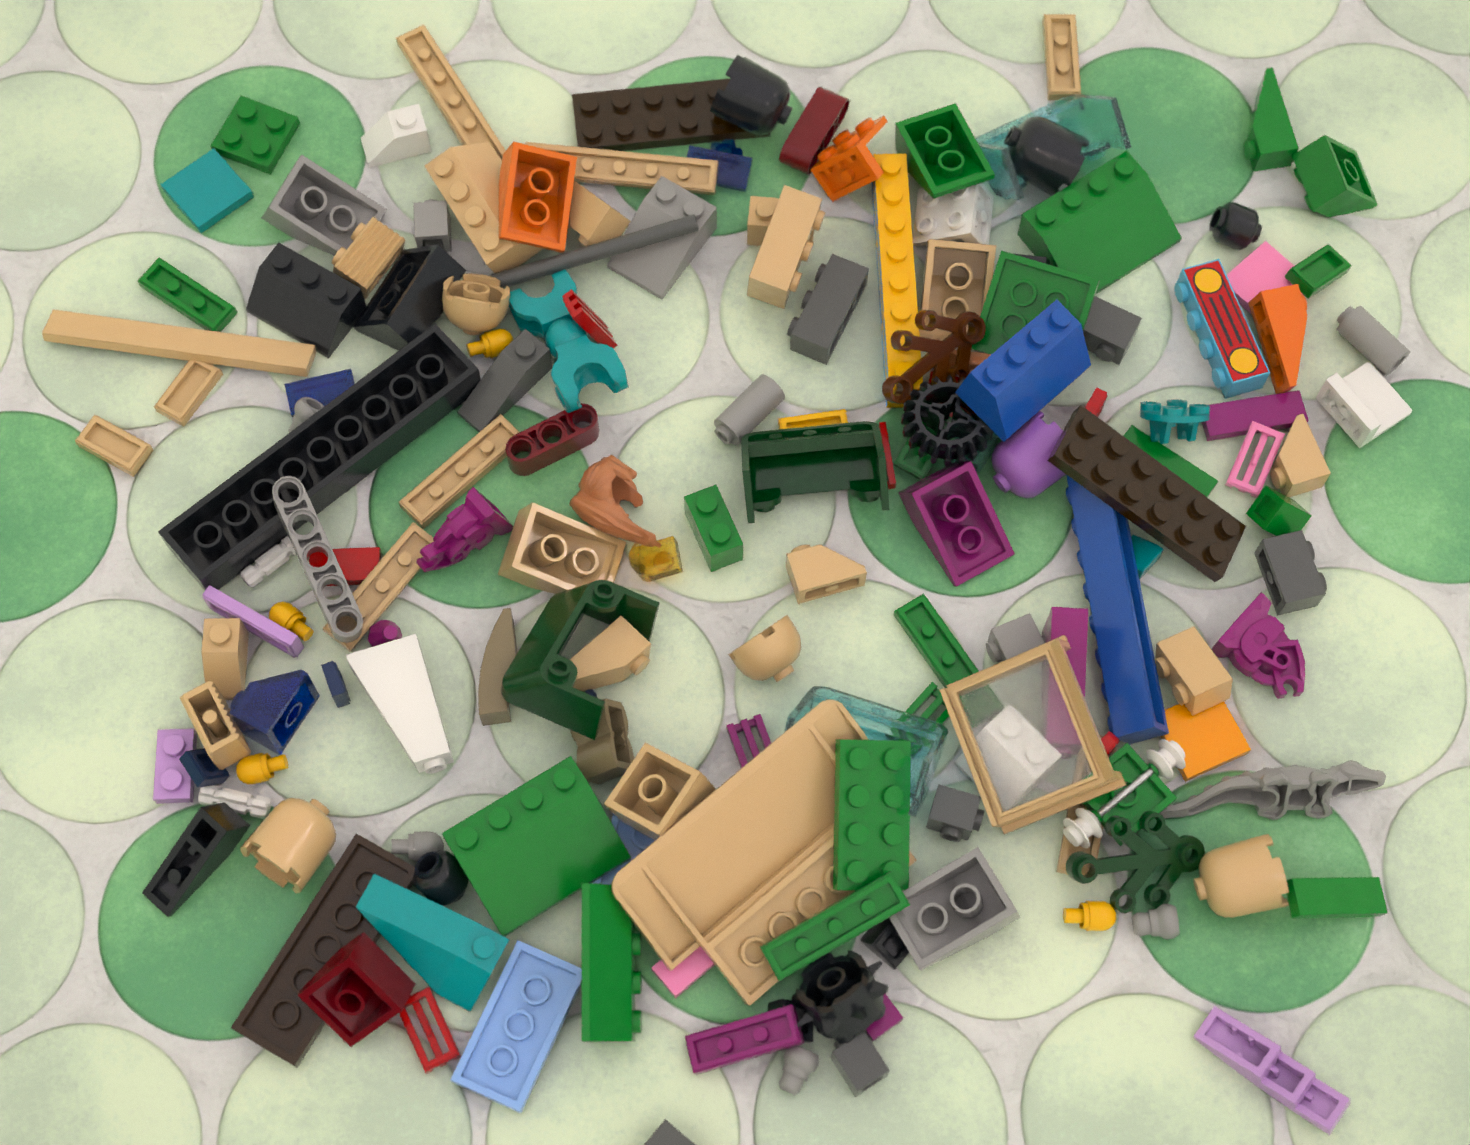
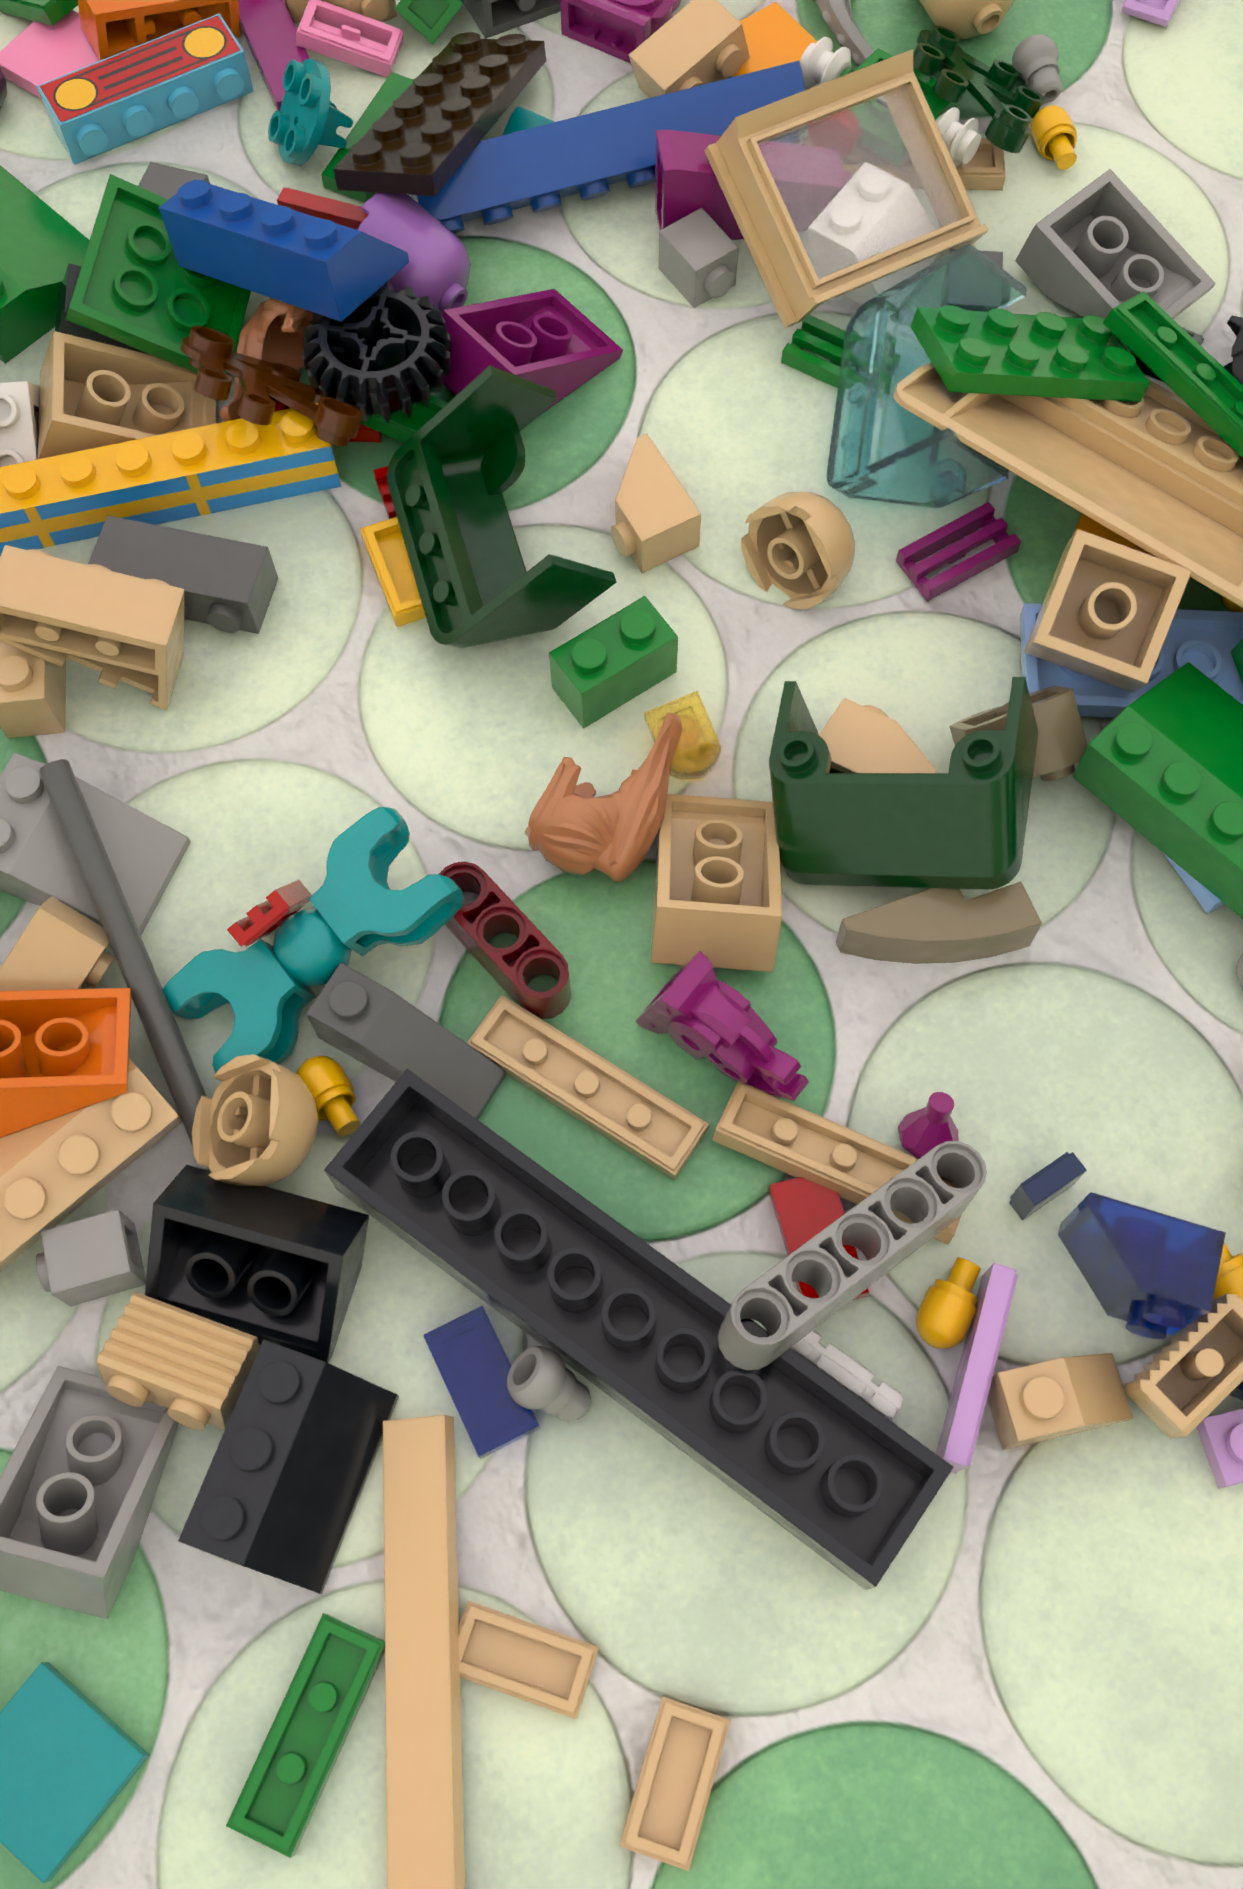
camera: 100 degrees left, 0 degrees up
(403, 694) = (1036, 1061): white slope -> none
(748, 410) = (390, 656): light grey brick -> none
(934, 641) = (722, 357): green tile -> none

